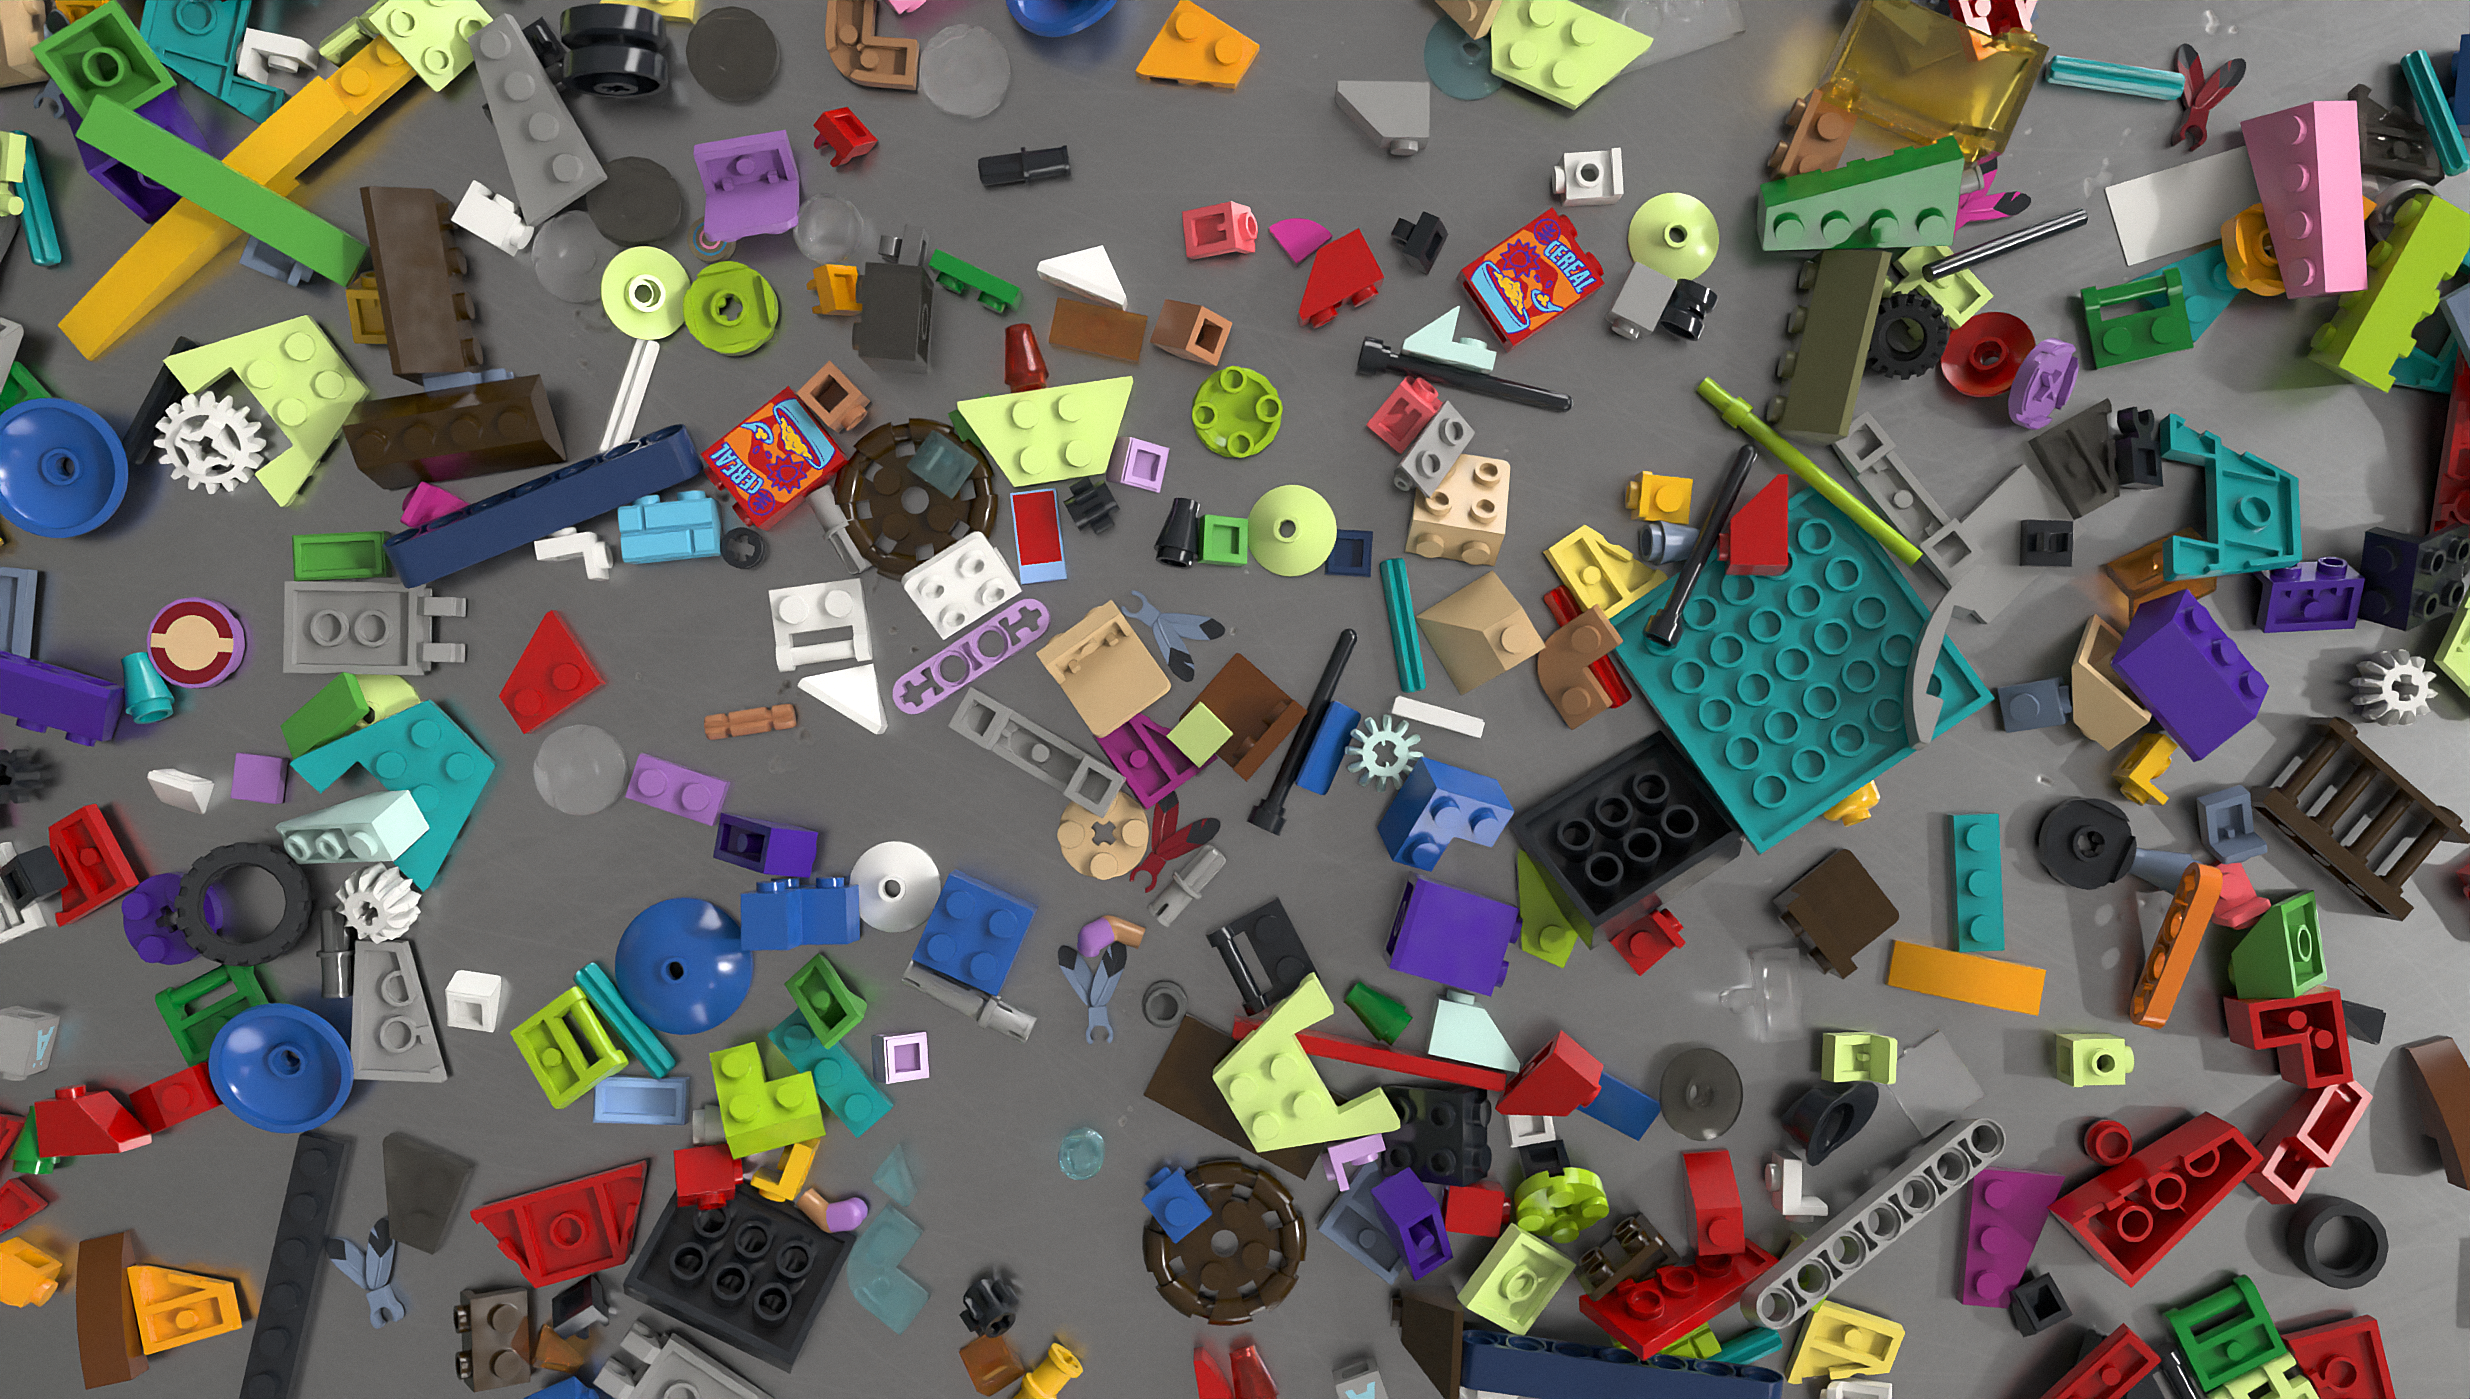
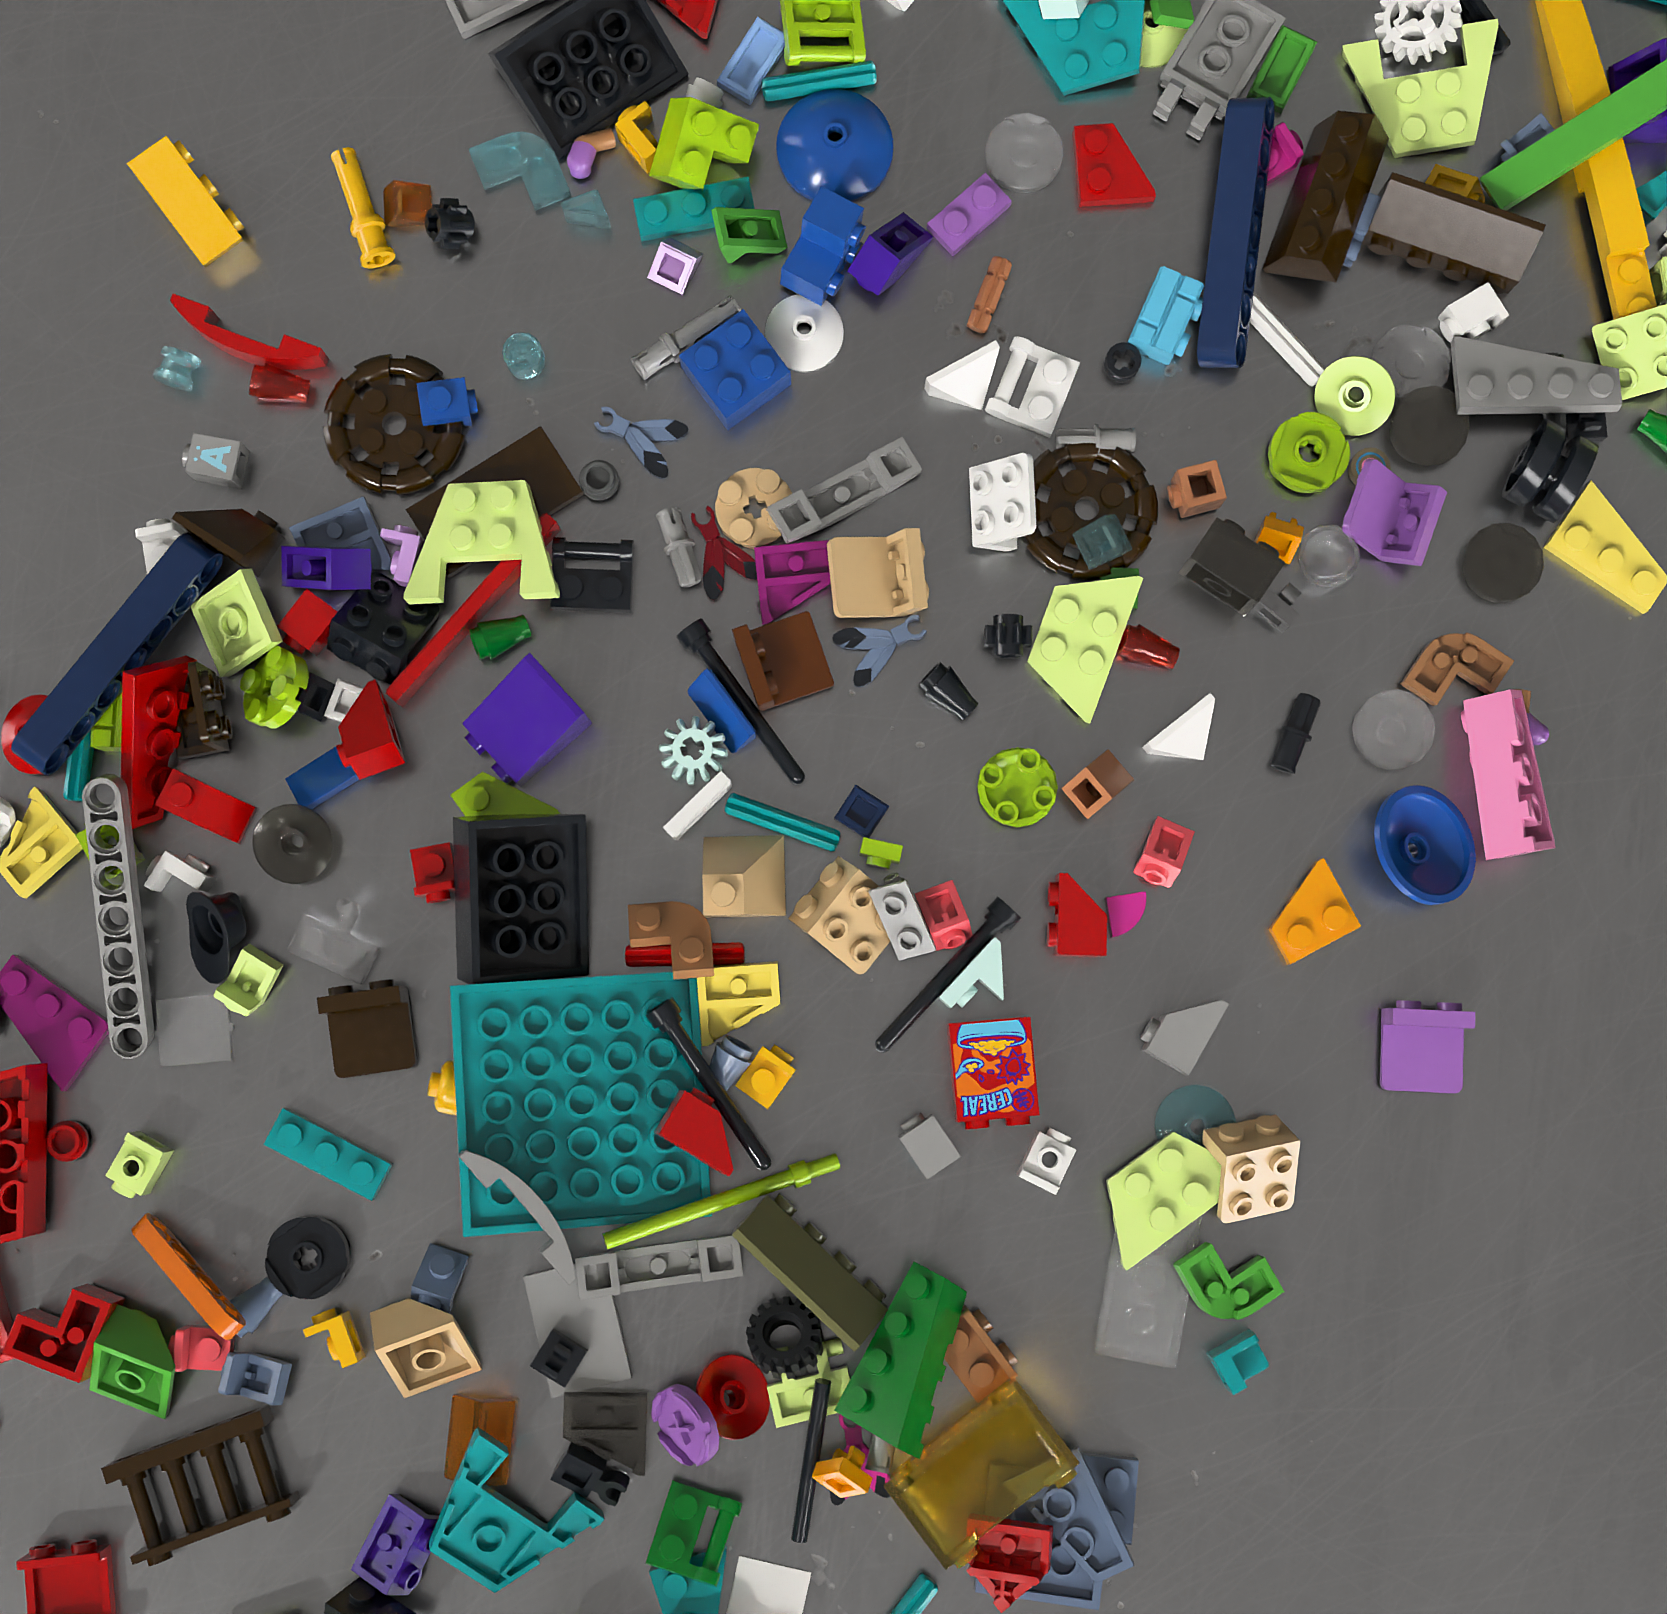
camera: 120 degrees right, 5 degrees down
(569, 545) = (1185, 251): white bracket -> none
(706, 1176) = (669, 72): red brick -> none
(774, 460) = (1175, 419): brick -> none
(844, 133) = (1395, 609): red tile -> none
(968, 650) = (941, 485): lavender beam -> none
(992, 291) = (1213, 653): green plate -> none
(1038, 536) = (1007, 585): red tile -> none
(1098, 330) = (1139, 717): clear orange plate -> none
(1106, 931) = (679, 468): arm -> none
(1137, 464) = (1020, 691): lavender slope -> none
(1199, 734) = (787, 618): yellowish green slope -> none
(1223, 540) = (925, 720): bright green plate -> none
(1313, 534) = (890, 790): yellowish green dish -> none
(1380, 510) = (880, 853): none -> lime plate
(1421, 241) = (1069, 1002): black tile -> none
(1442, 804) = (628, 769): blue brick -> none
(1466, 1033) = (442, 694): light aqua slope -> none
(1650, 239) = (947, 1188): yellowish green dish -> none
(1688, 309) = (901, 1189): black wheel -> none
(1965, 977) = (260, 1100): light orange slope -> none
(2001, 205) = (843, 1473): none -> light orange tile
(2188, 673) = (393, 1406): dark purple slope -> none
(2363, 1021) = (47, 1394): black slope -> none
(2376, 688) = (272, 1564): white gear -> none

